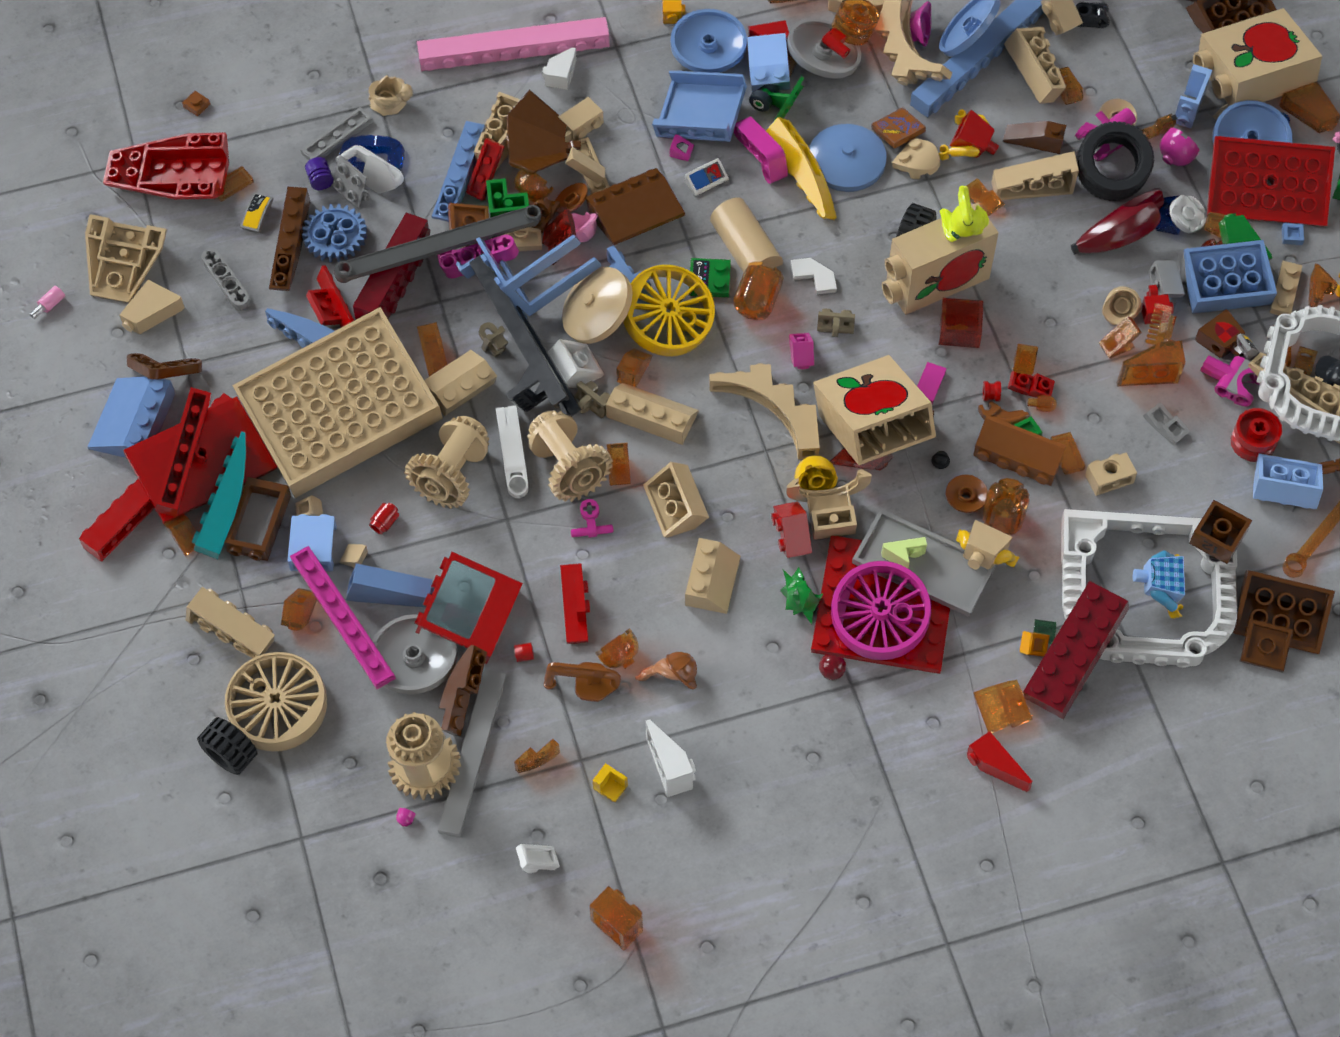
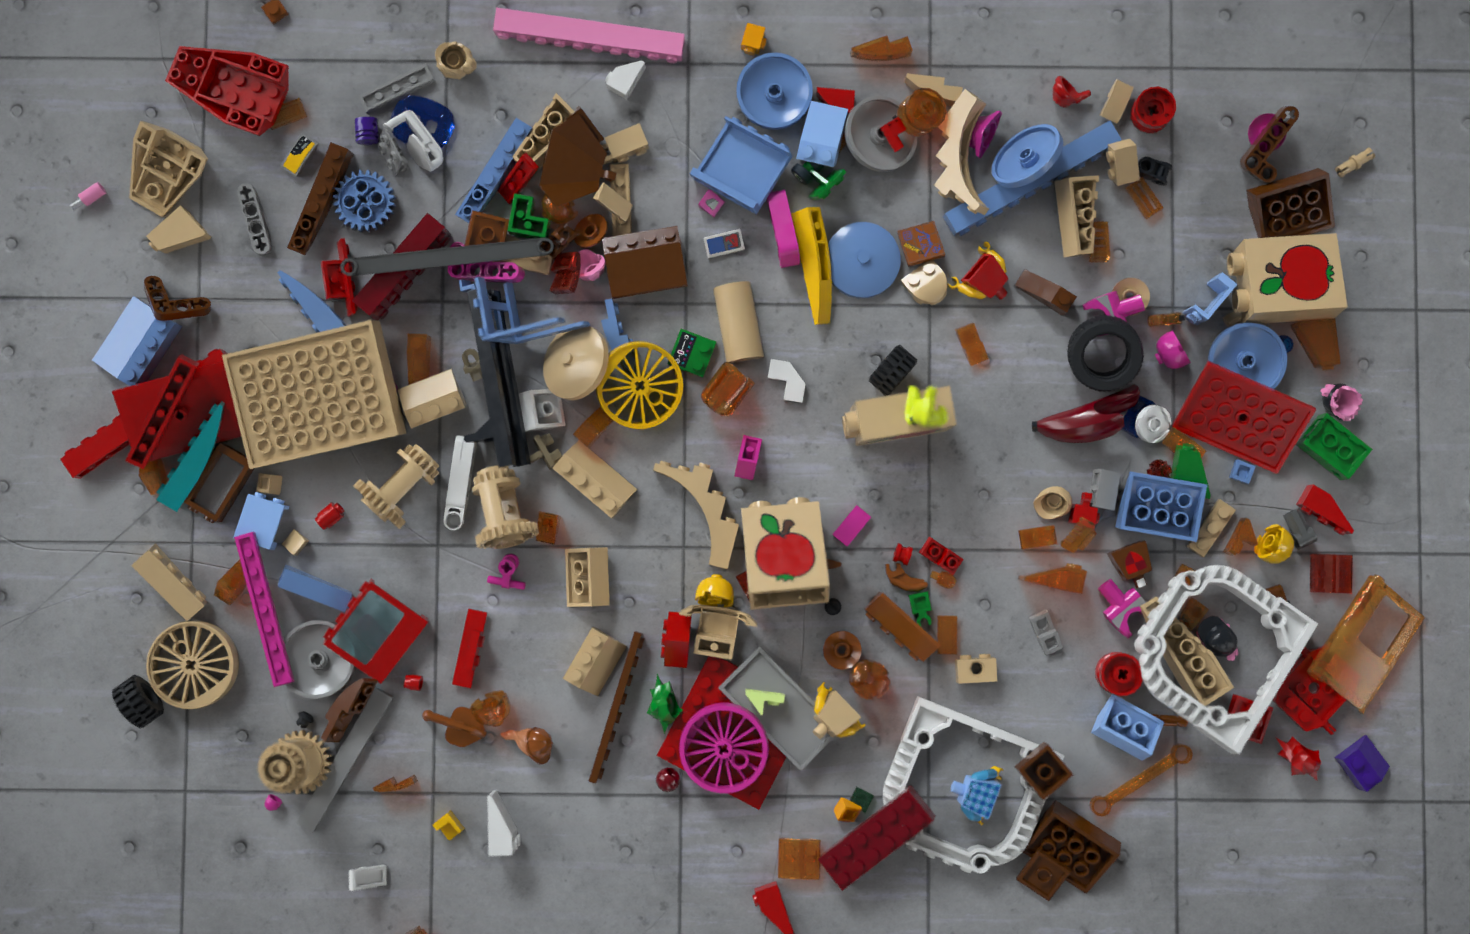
camera: 15 degrees right, 25 degrees up
(752, 621) = (614, 714): none -> reddish brown plate
(827, 317) = (788, 440): dark tan hips -> none
(961, 322) = (900, 478): clear red piece -> none
(1025, 359) = (943, 534): clear orange slope -> none
(1037, 178) = (1026, 343): tan wedge -> none
(1092, 42) = (1138, 202): none -> clear orange tile
(1247, 346) = (1149, 587): light grey slope -> none

